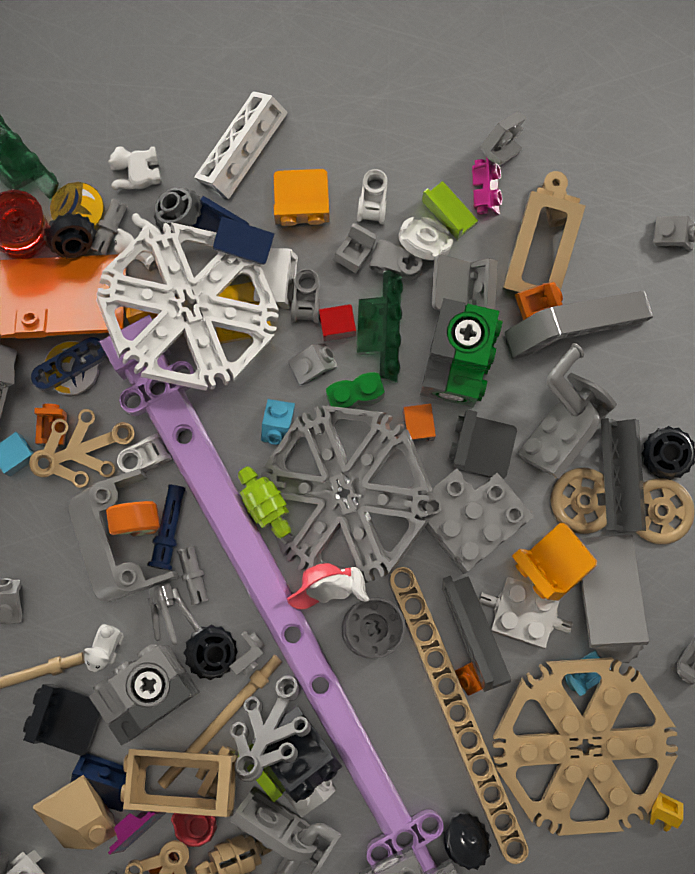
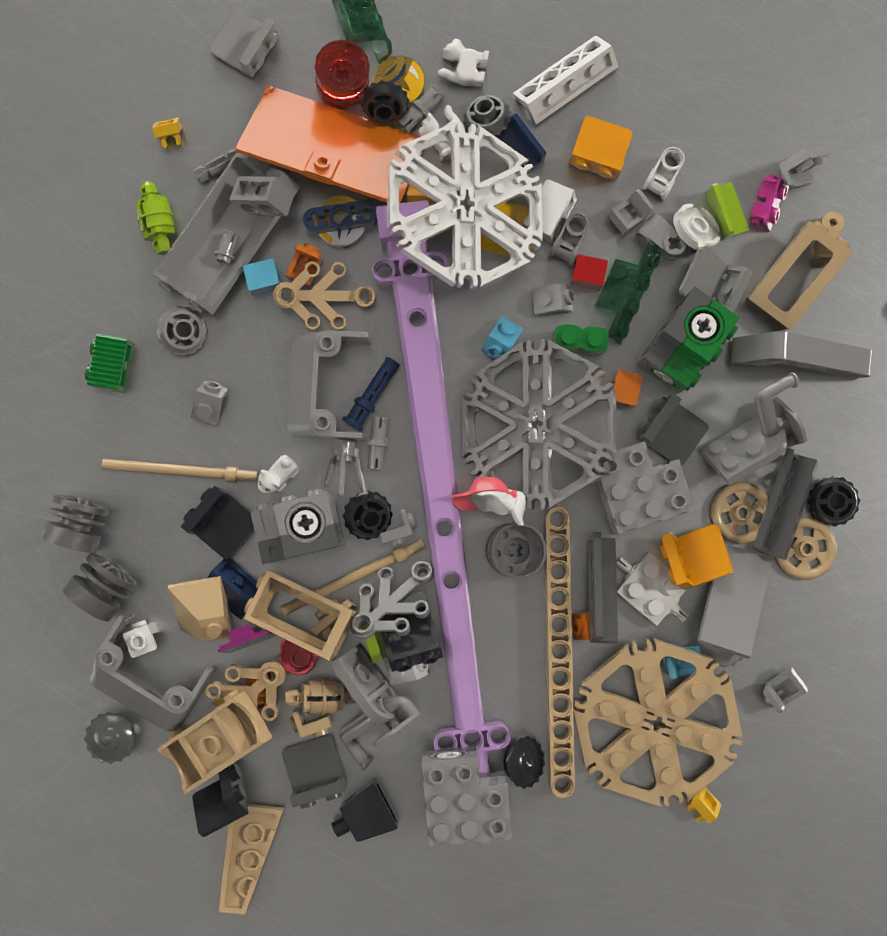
camera: 20 degrees right, 5 degrees up
(133, 518) = (346, 374): orange animal -> none
(146, 454) = (377, 322): white piece -> none
(243, 240) = (535, 166): dark blue panel -> none
(264, 502) = (464, 404): lime piece -> none
(538, 299) = (776, 320): orange bracket -> none

